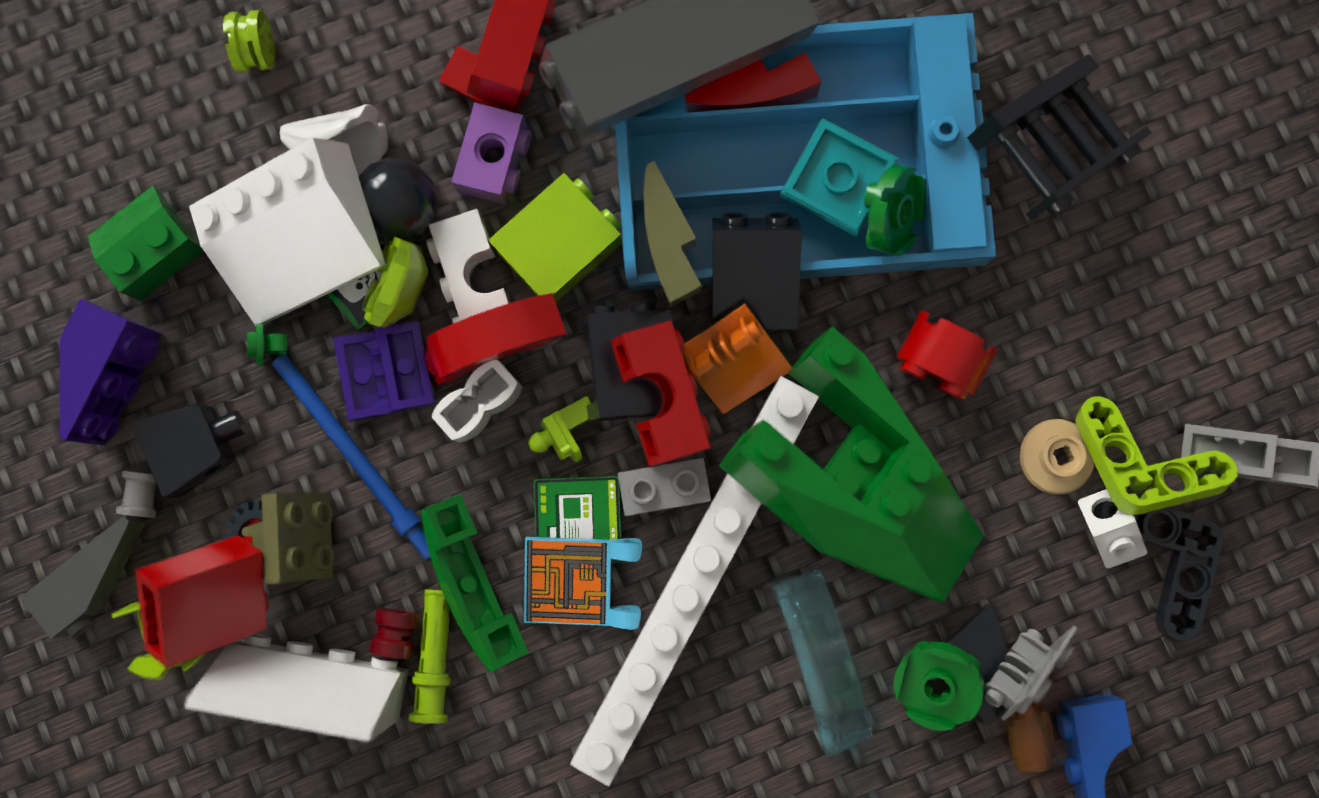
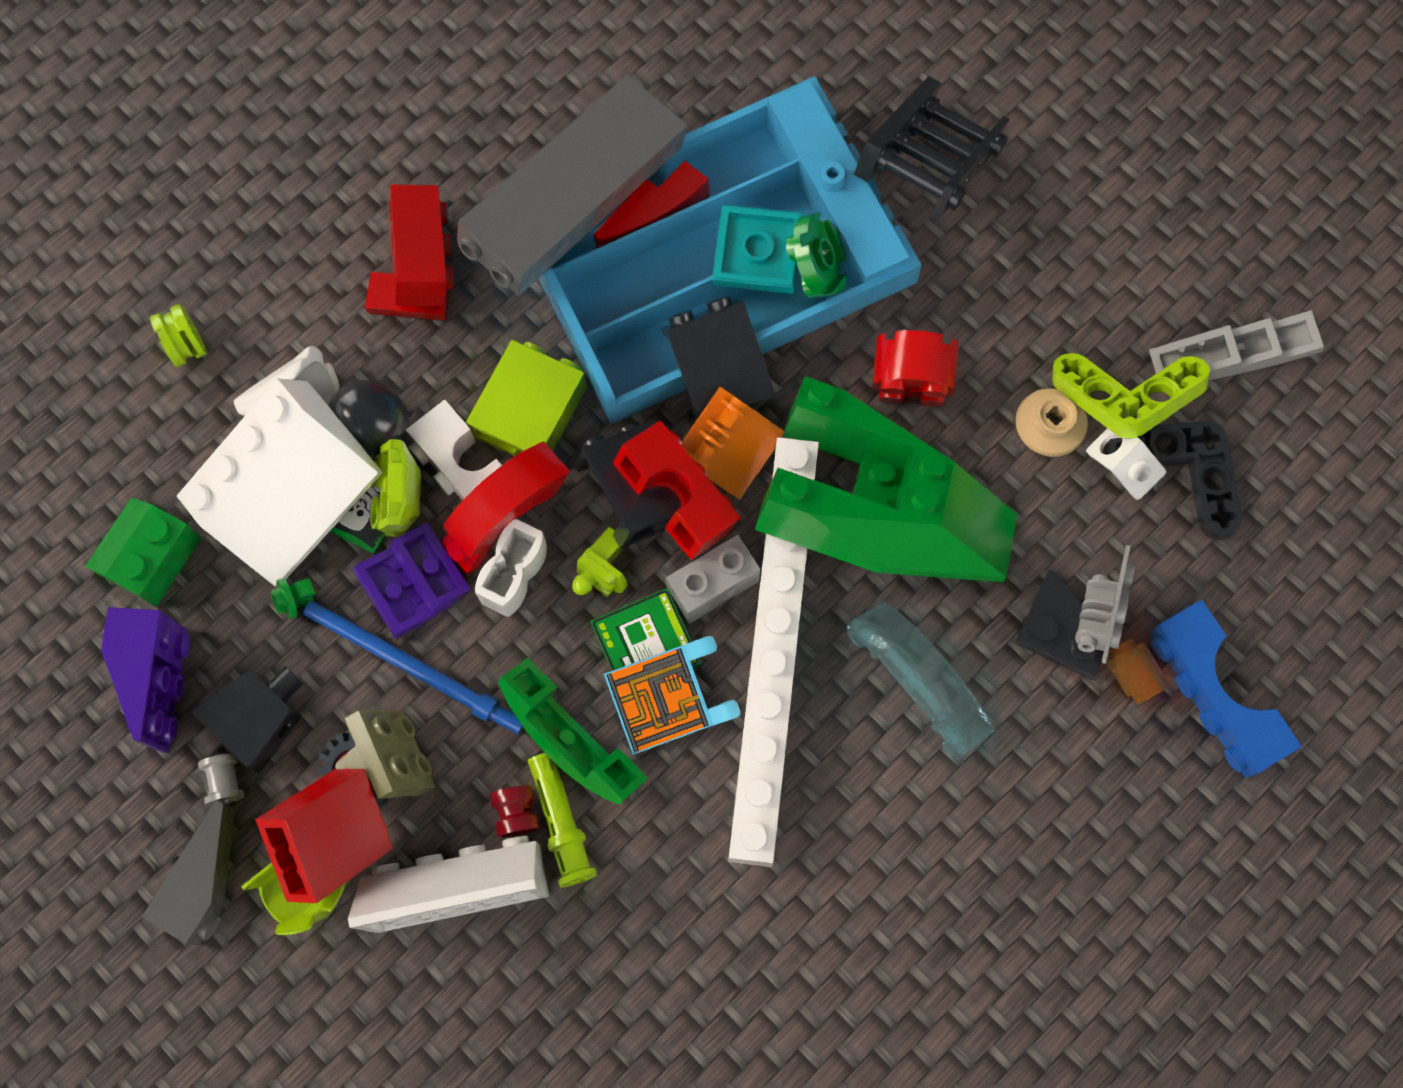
camera: 25 degrees left, 10 degrees down
(487, 130) = (428, 331): medium lavender brick -> none
(668, 238) = (630, 355): olive slope -> none
(946, 662) = (1018, 673): green plate -> none

